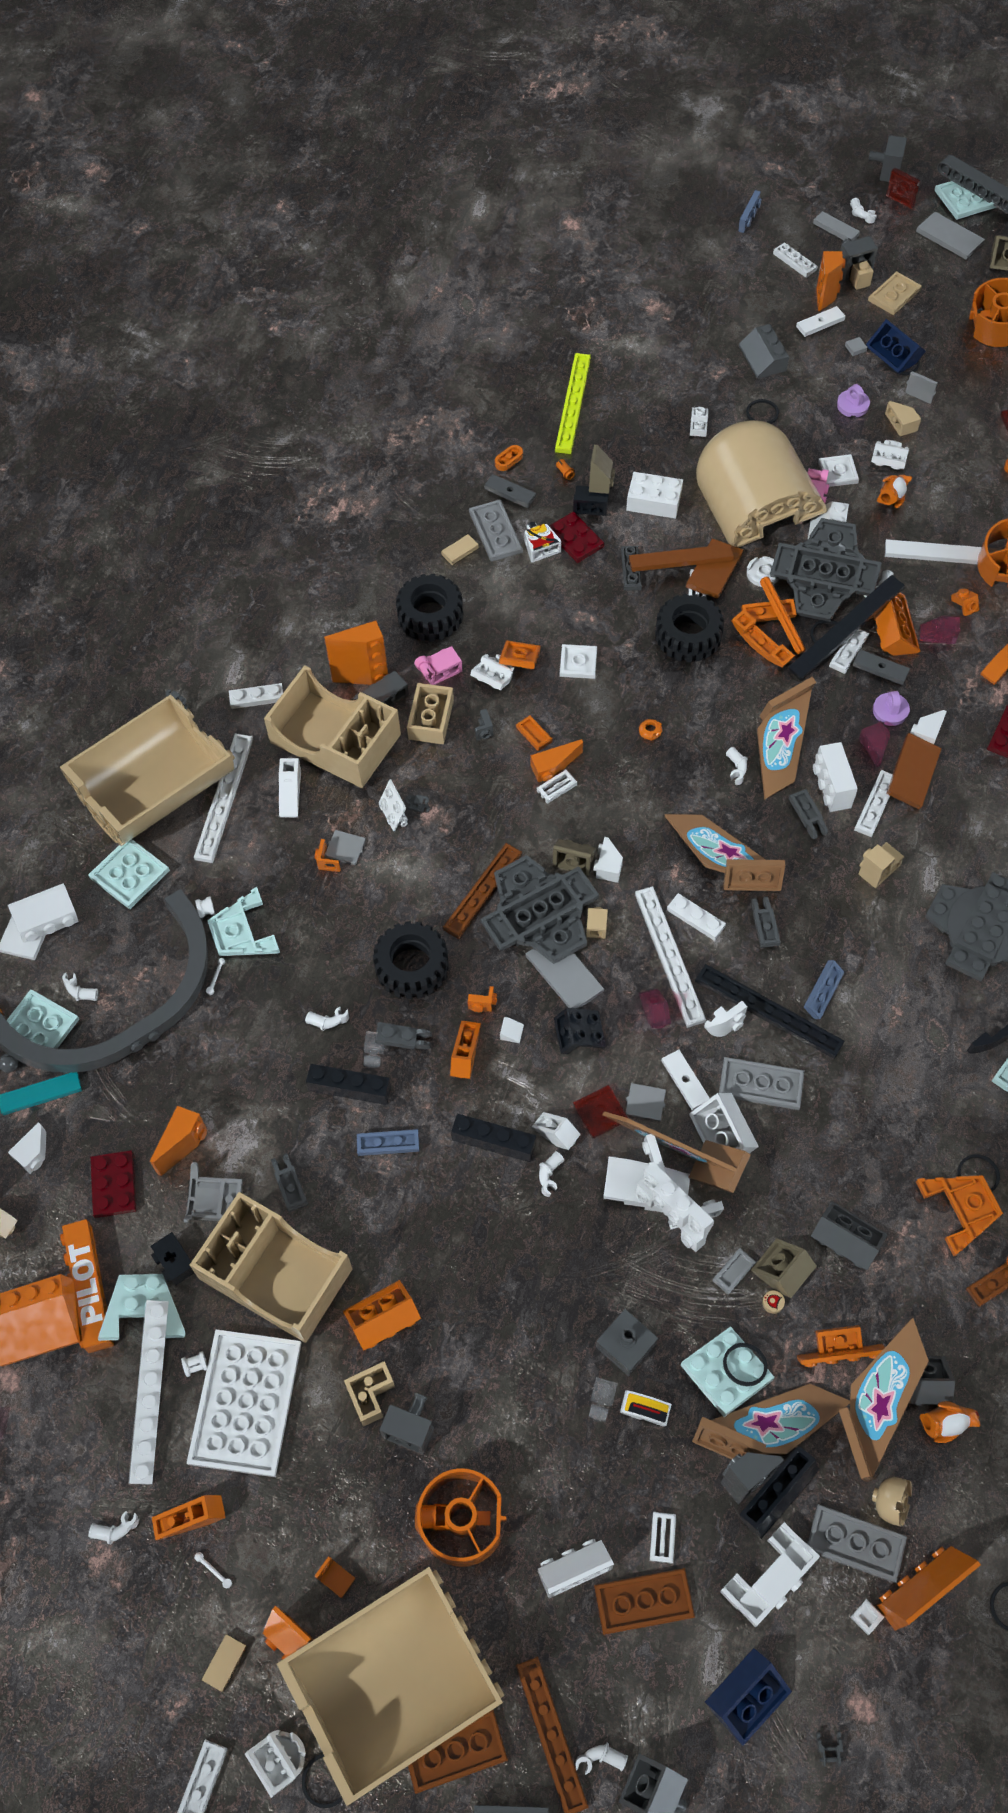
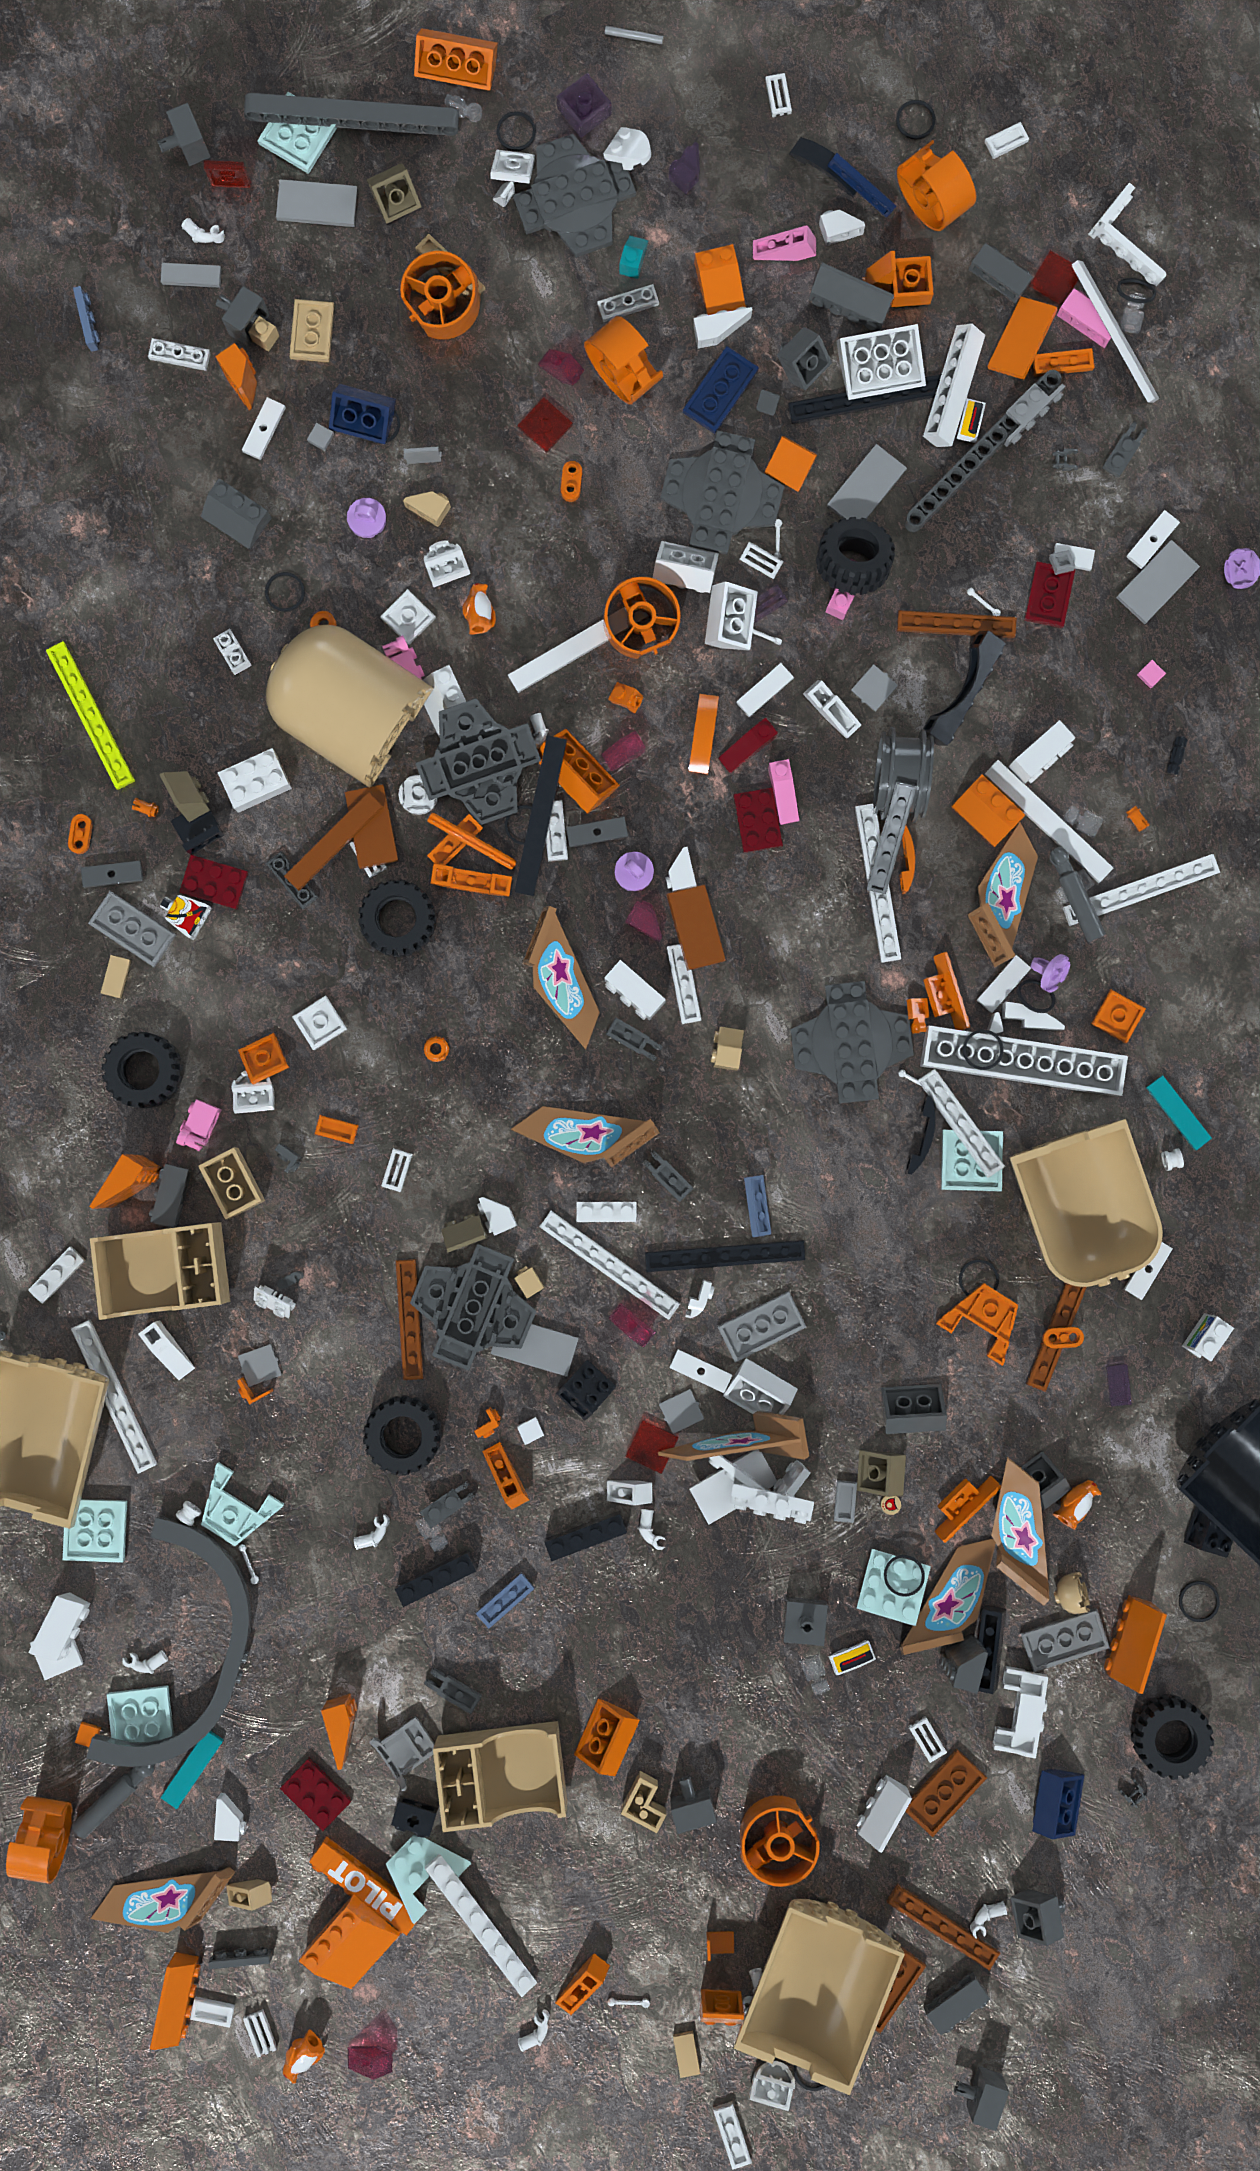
camera: 35 degrees left, 25 degrees up
(194, 1364) = (496, 1878): white bush -> none
(244, 1403) = (556, 1877): white plate -> none
(555, 760) = (376, 1152): orange slope -> none
(740, 764) = (541, 1029): white piece -> none
(867, 1617) = (1103, 1686): white tile -> none
(938, 1706) = (1195, 1749): none -> black tyre

